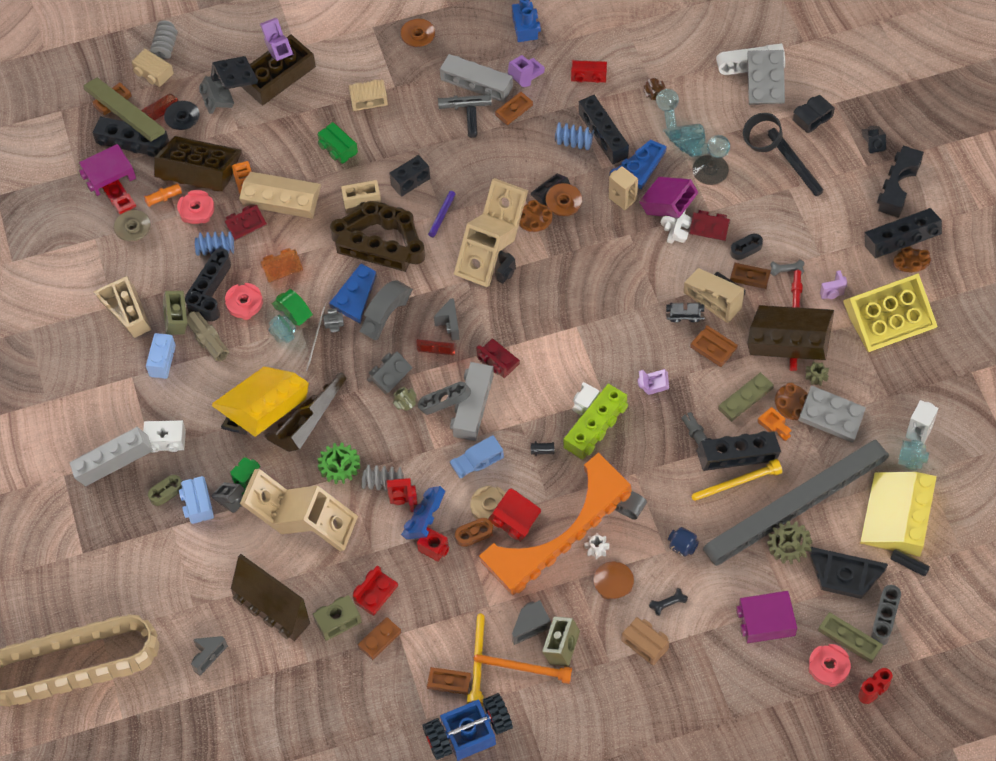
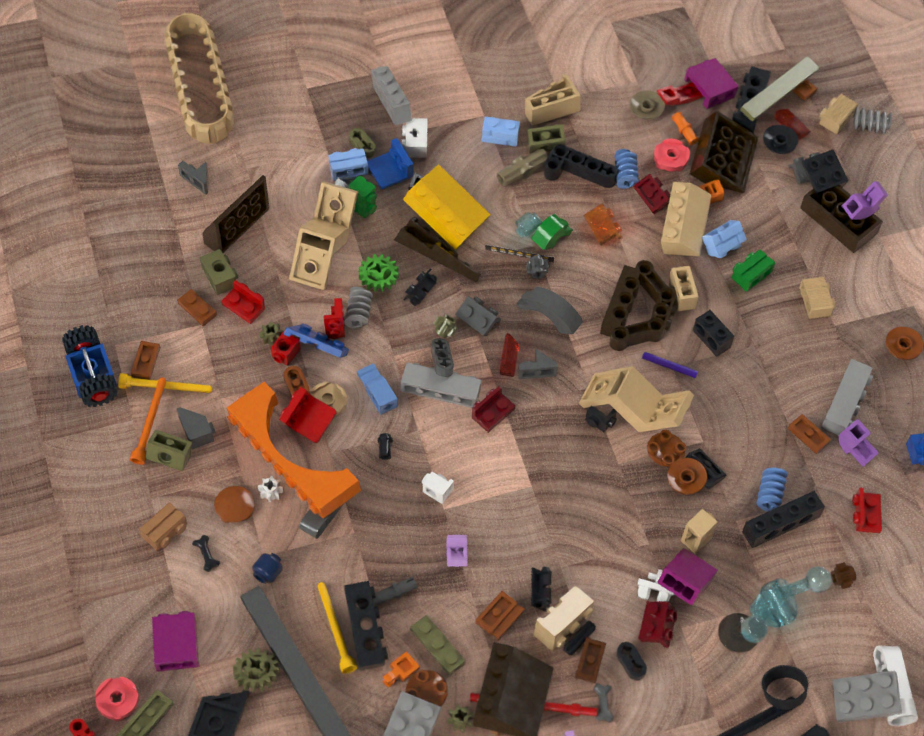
camera: 85 degrees right, 0 degrees up
(201, 456) = (392, 166): none -> blue bracket
(247, 309) = (559, 204): coral plate -> none
(302, 162) = (724, 238): none -> light blue brick
(351, 424) = (425, 282): none -> black hinge
(354, 294) = (574, 288): blue wing -> none
(415, 559) = (270, 333): none -> olive gear
(456, 102) = (814, 380): dark grey pin -> none
(472, 121) = (790, 394): black axle -> none
(595, 421) = (411, 494): lime brick -> none
(644, 161) = (736, 556): blue wing -> none

